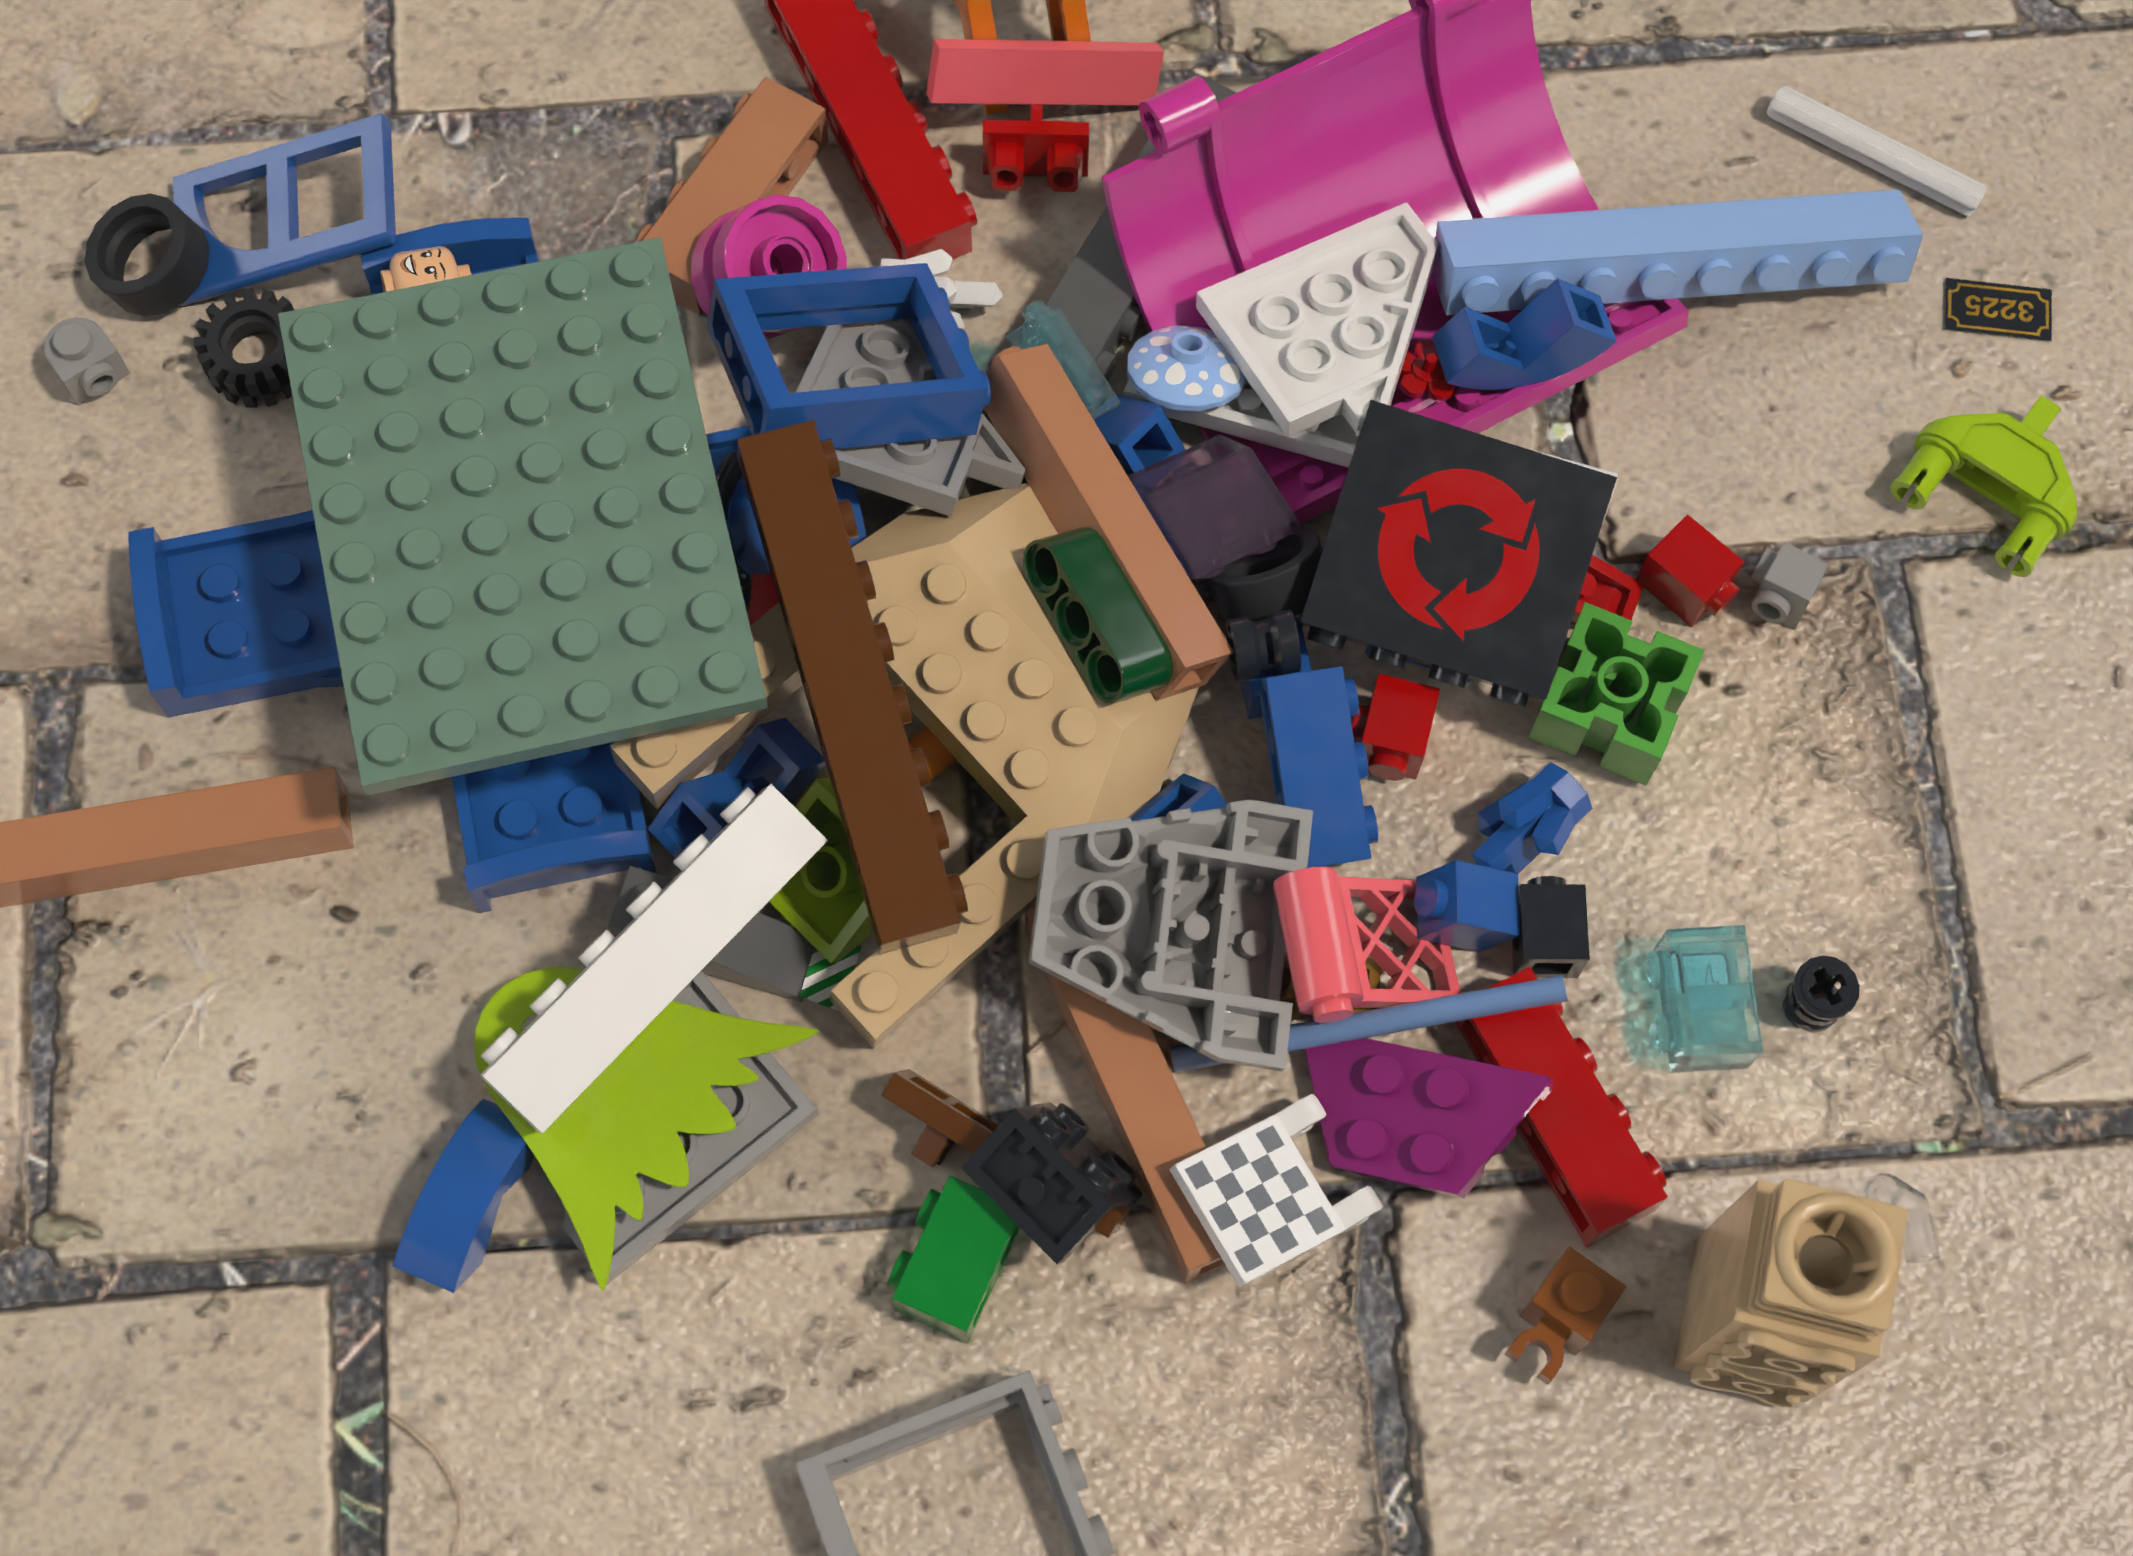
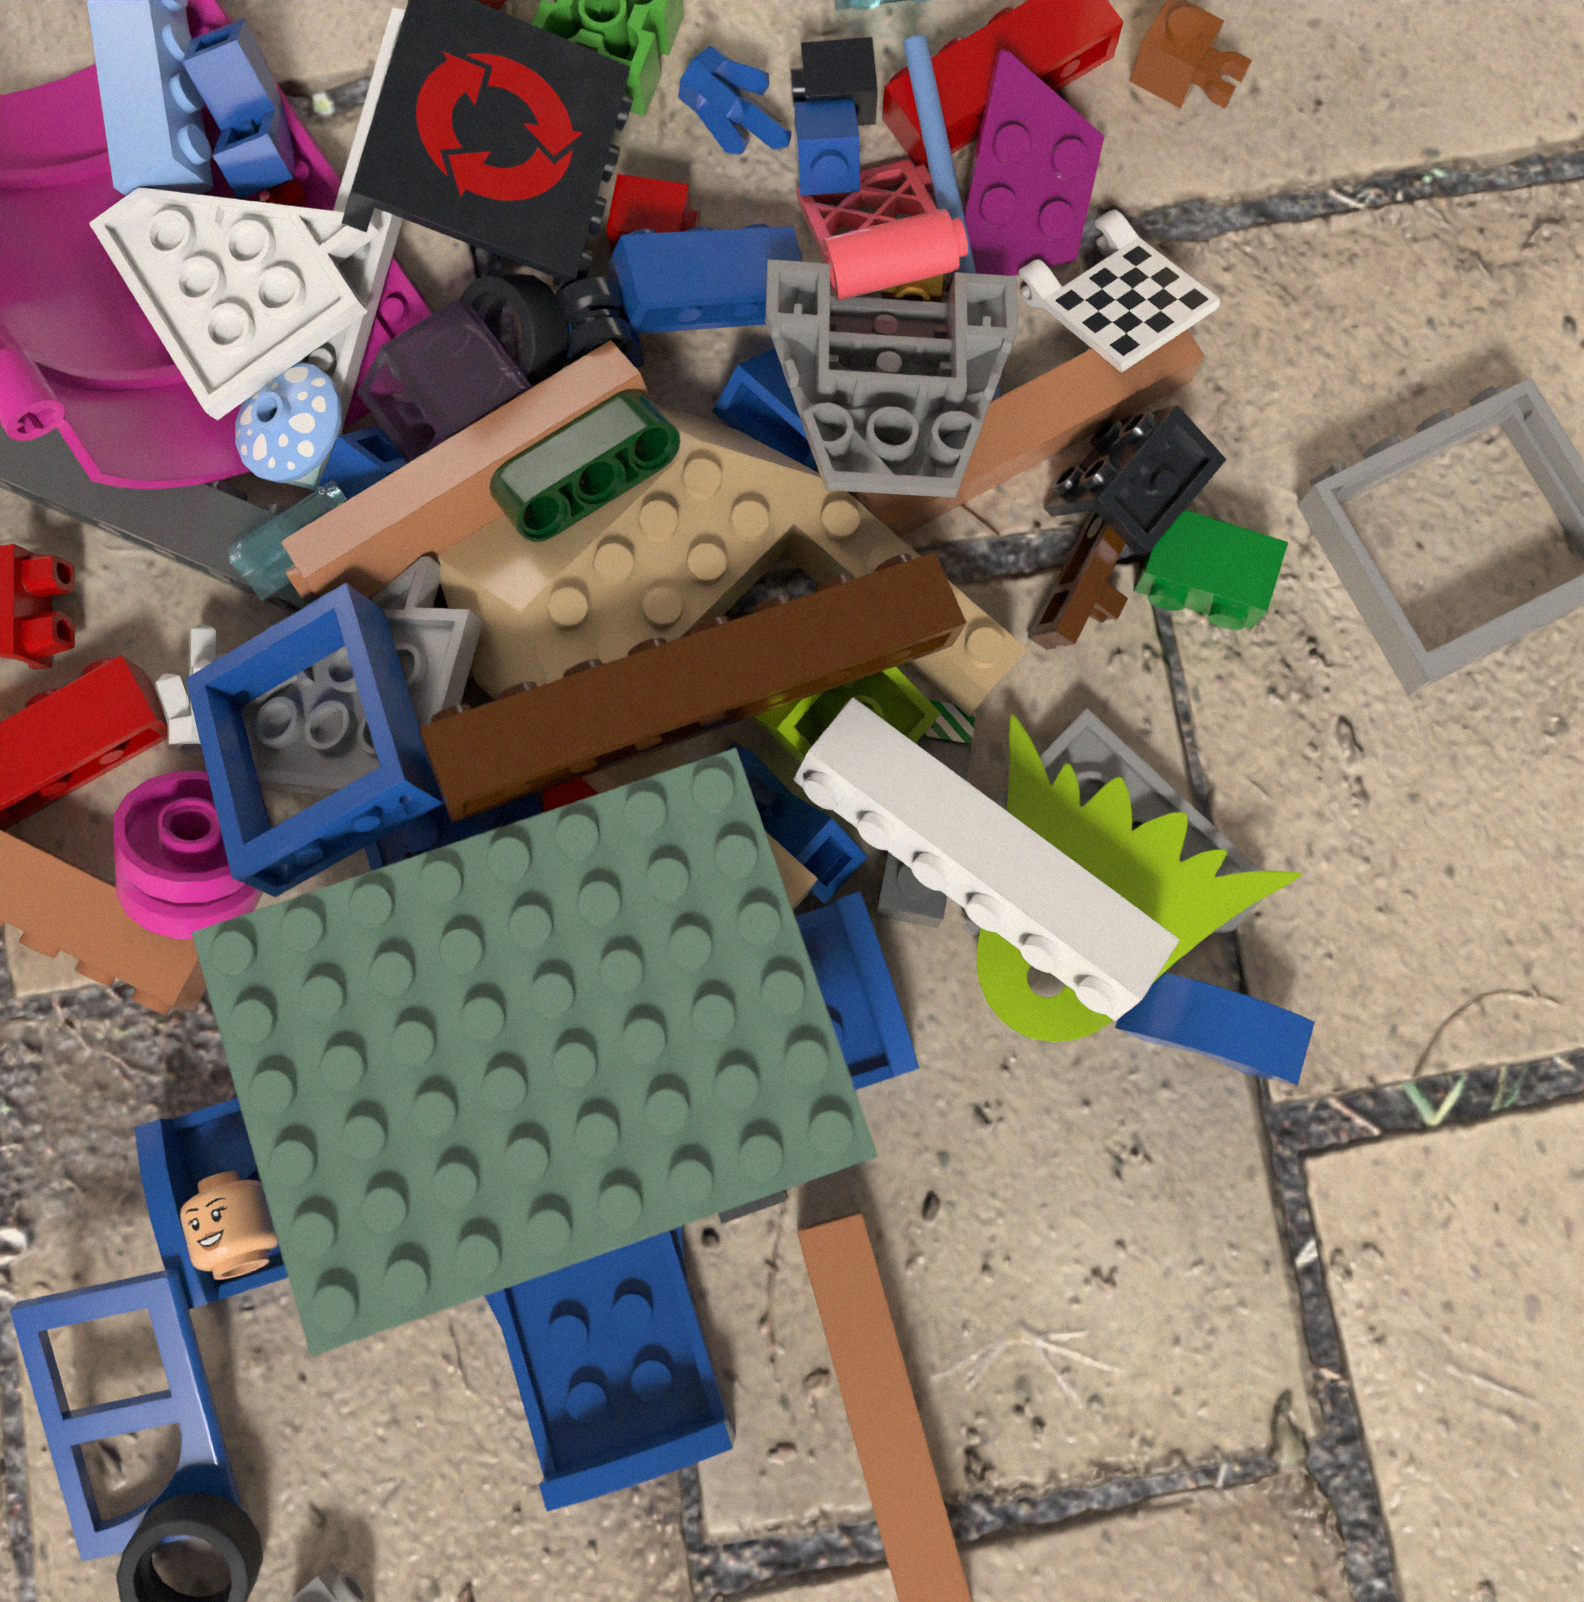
camera: 90 degrees left, 10 degrees up
(230, 327) = (258, 1420): black tyre -> none

